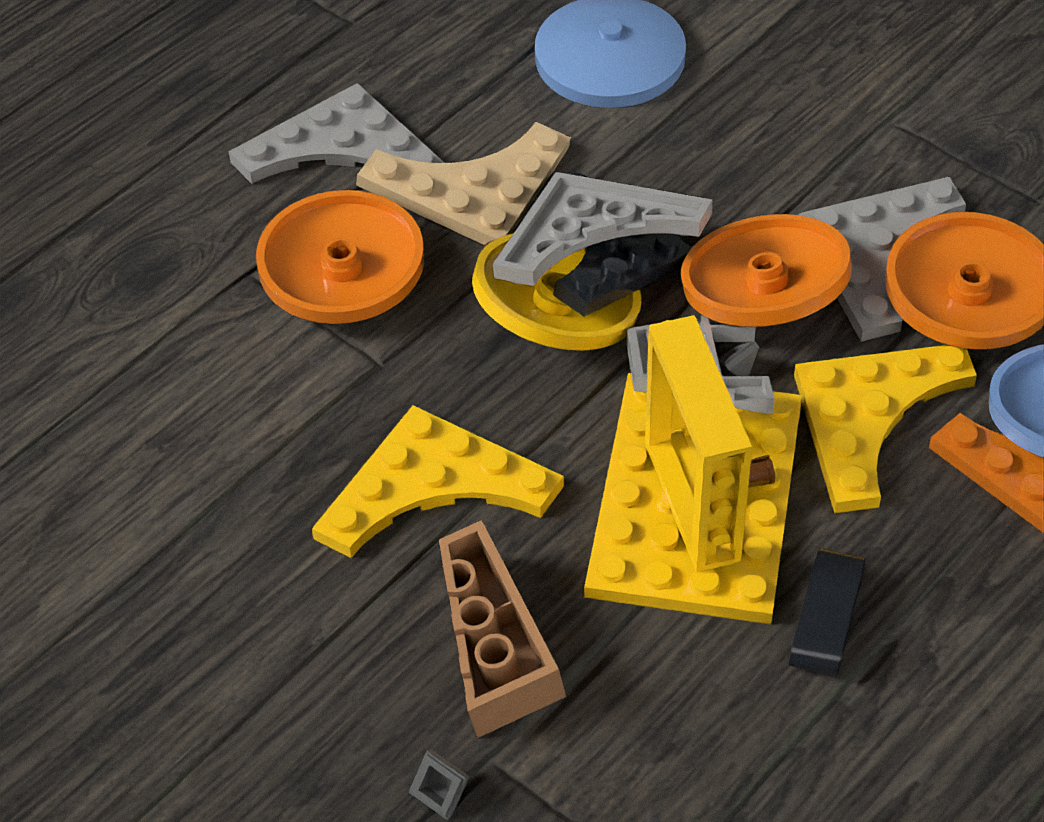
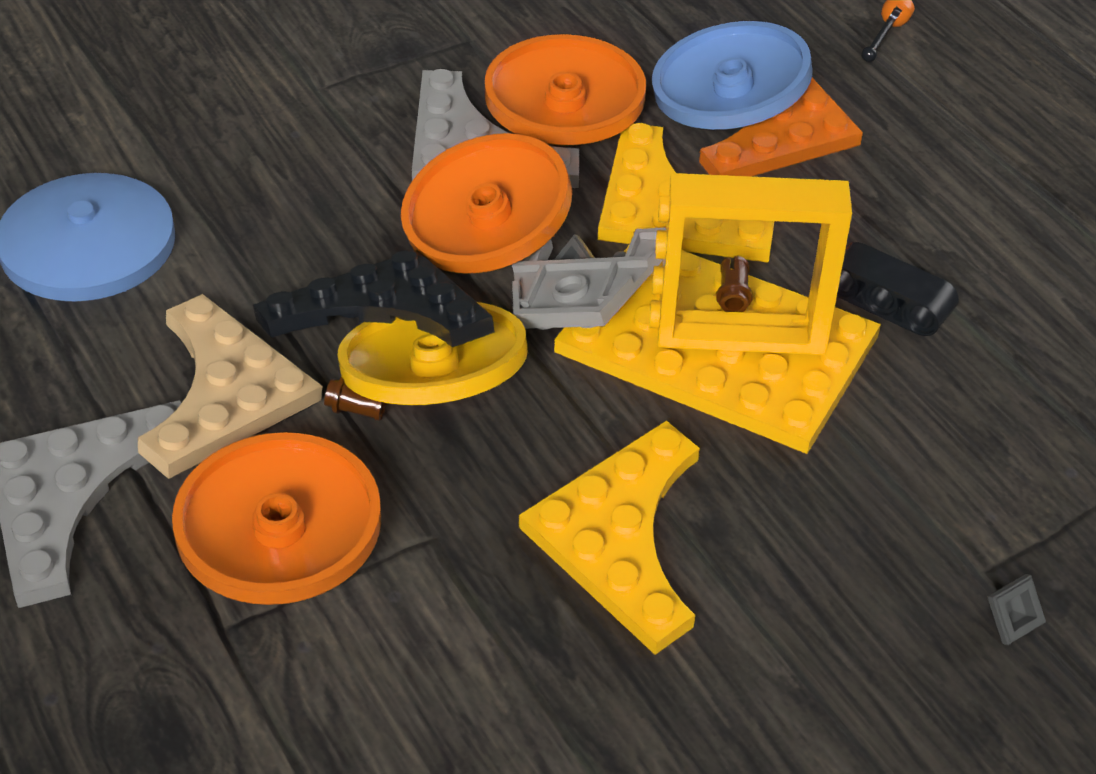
camera: 75 degrees left, 5 degrees down
(498, 643) = (855, 512): medium nougat wedge -> none
(587, 211) = (365, 291): light grey plate -> none

